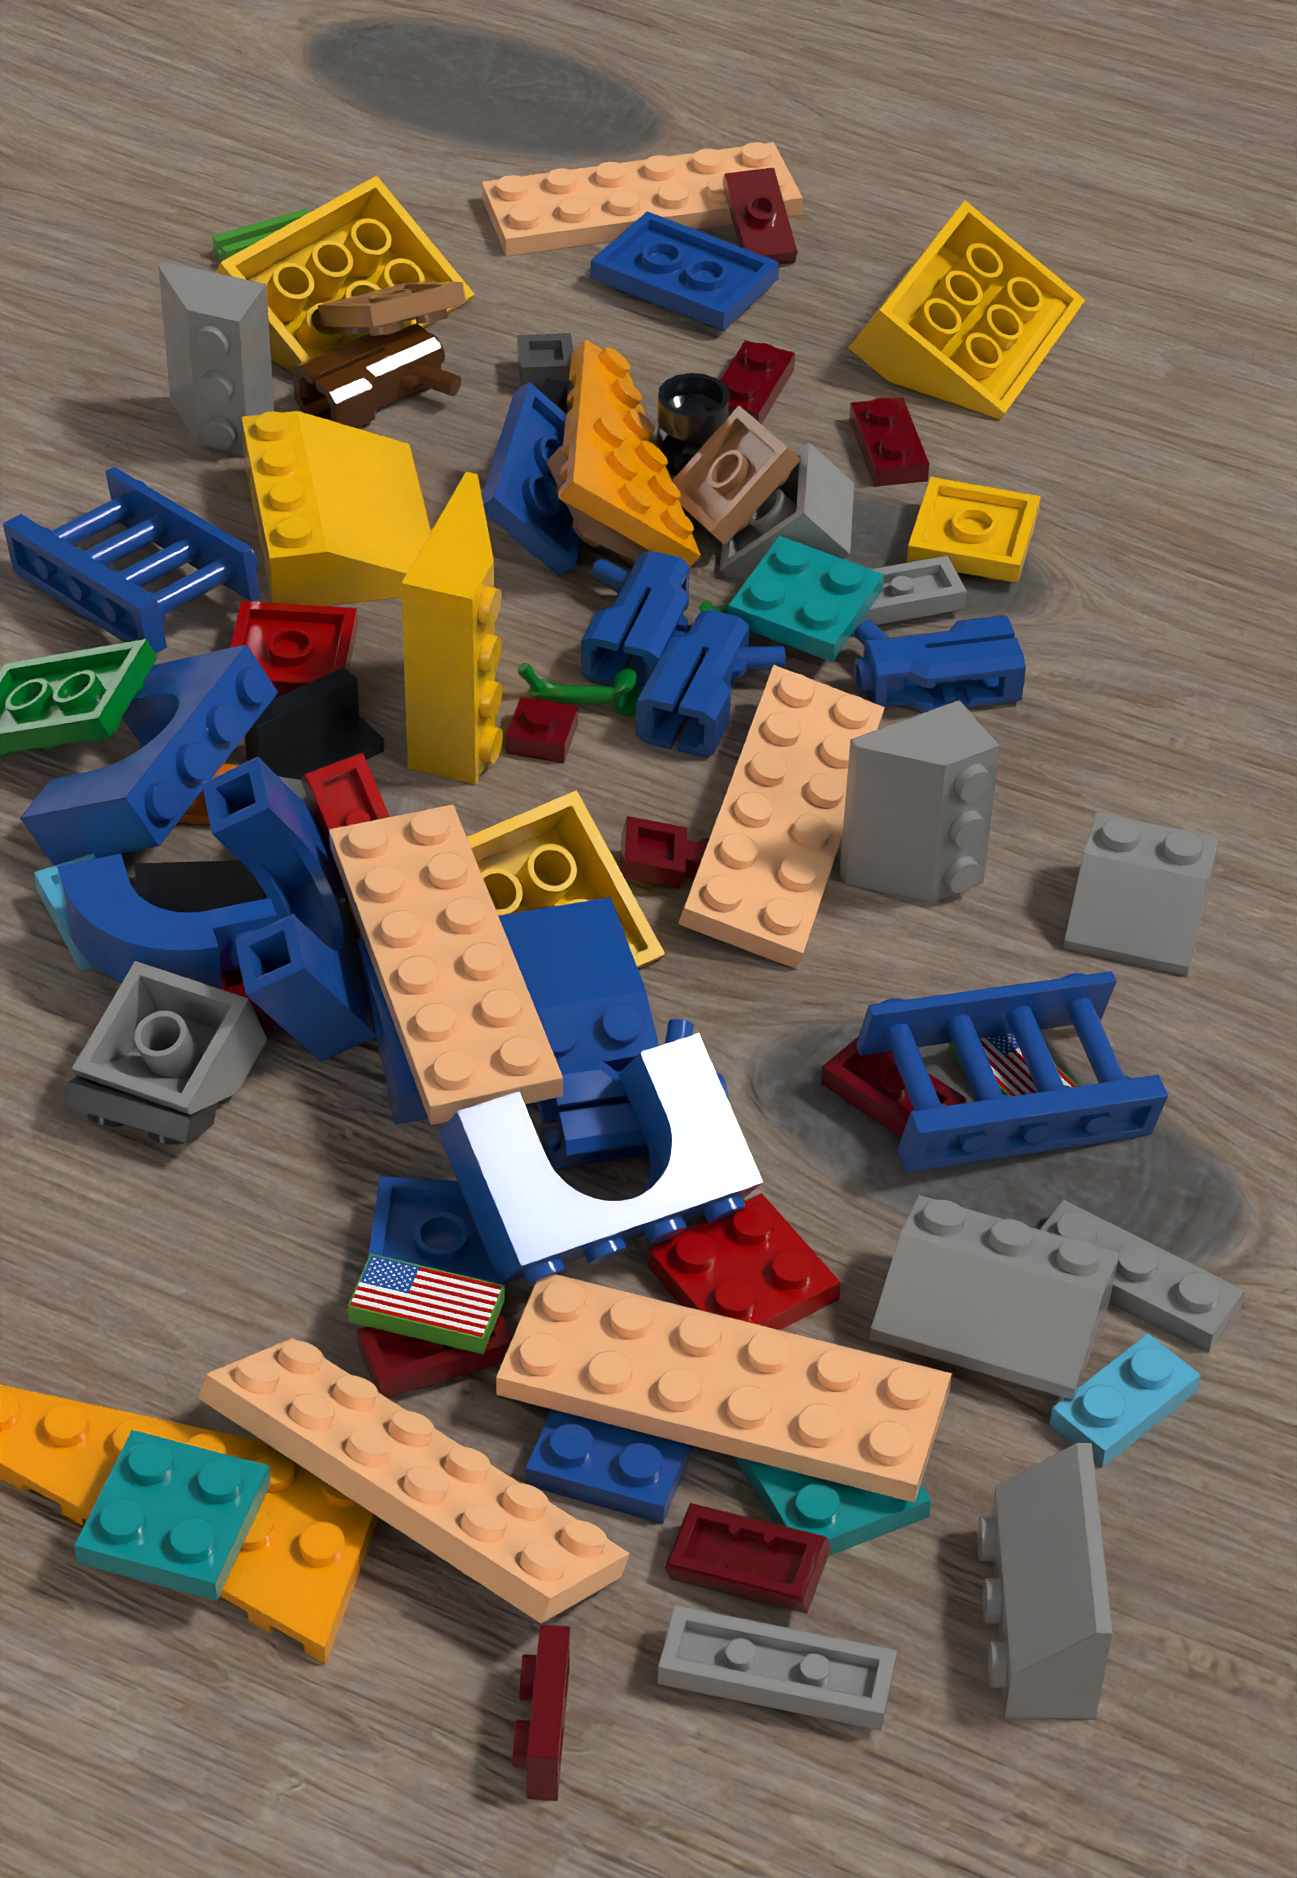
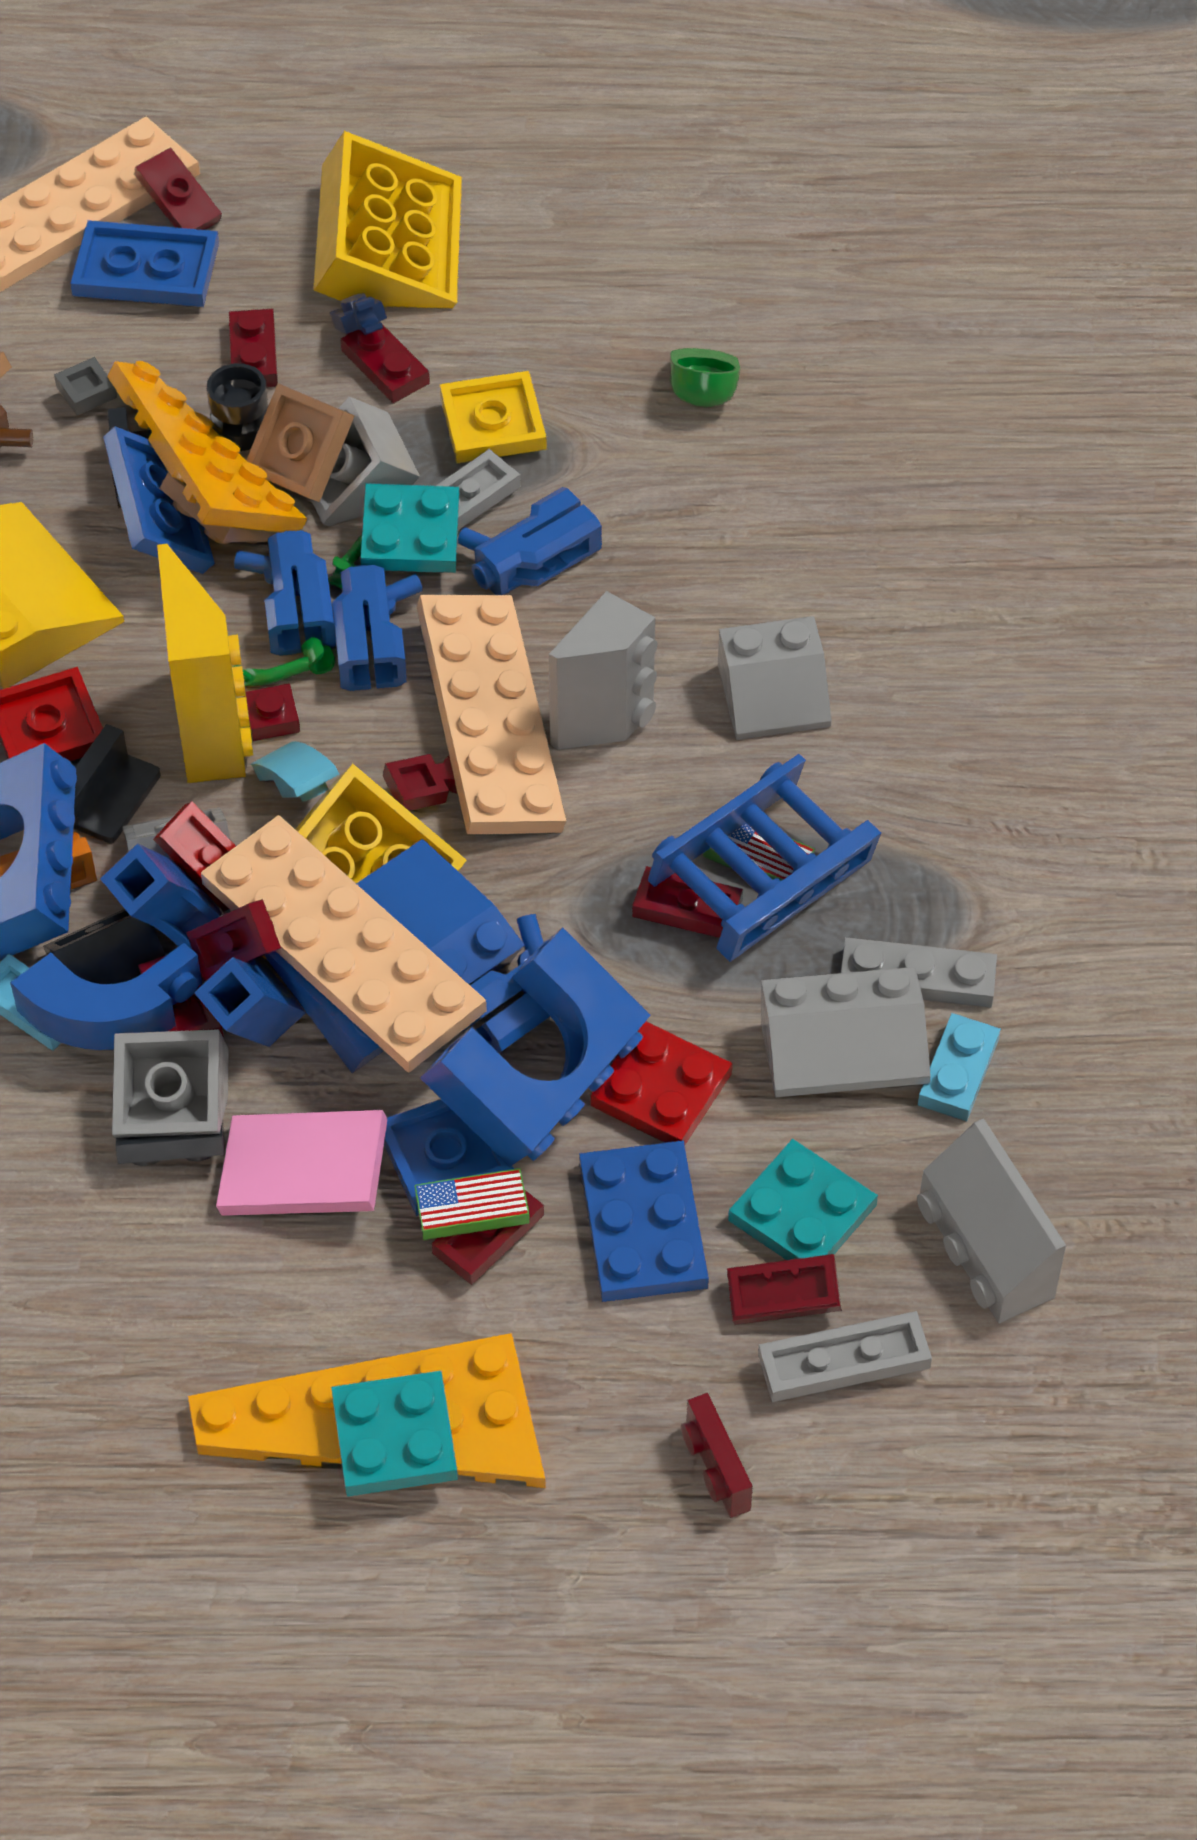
camera: 25 degrees left, 10 degrees up
(268, 1187) = (302, 1163): none -> bright pink tile
(329, 903) = (240, 934): none -> dark red plate
(416, 1478) = (534, 1332): light nougat plate -> none
(521, 787) = (296, 770): none -> medium azure slope
(726, 1385) = (705, 1175): light nougat plate -> none
(883, 382) = (359, 314): none -> dark blue plate
(1241, 569) = (704, 376): none -> green cap

